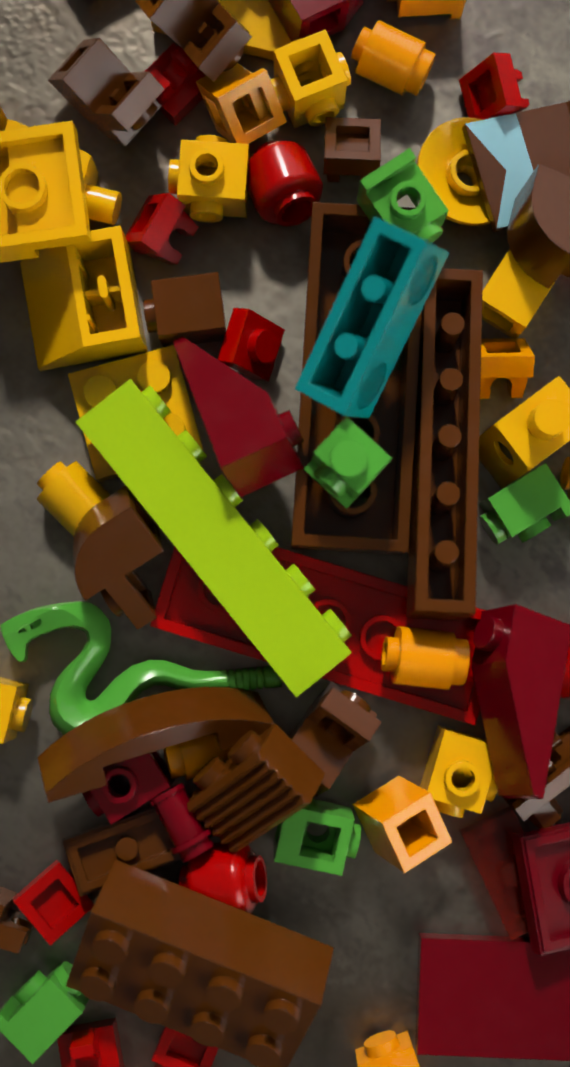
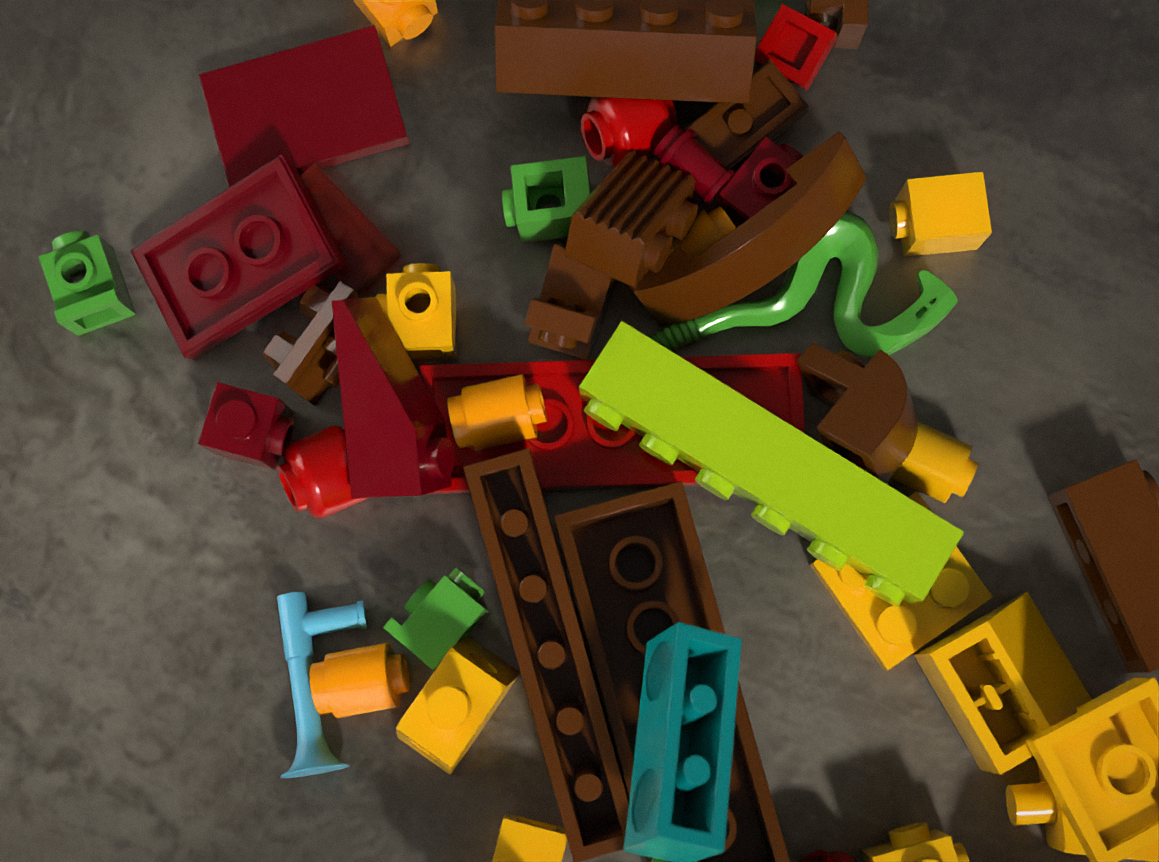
camera: 165 degrees right, 5 degrees down
(154, 224) = (961, 799): red tile -> none
(186, 308) = (888, 713): reddish brown brick -> none
(242, 422) = (777, 585): dark red slope -> none
(251, 344) = (803, 698): red plate -> none
(347, 463) = (654, 581): bright green brick -> none
(402, 823) = (465, 238): light orange brick -> none
(506, 359) = (516, 777): light orange tile -> none

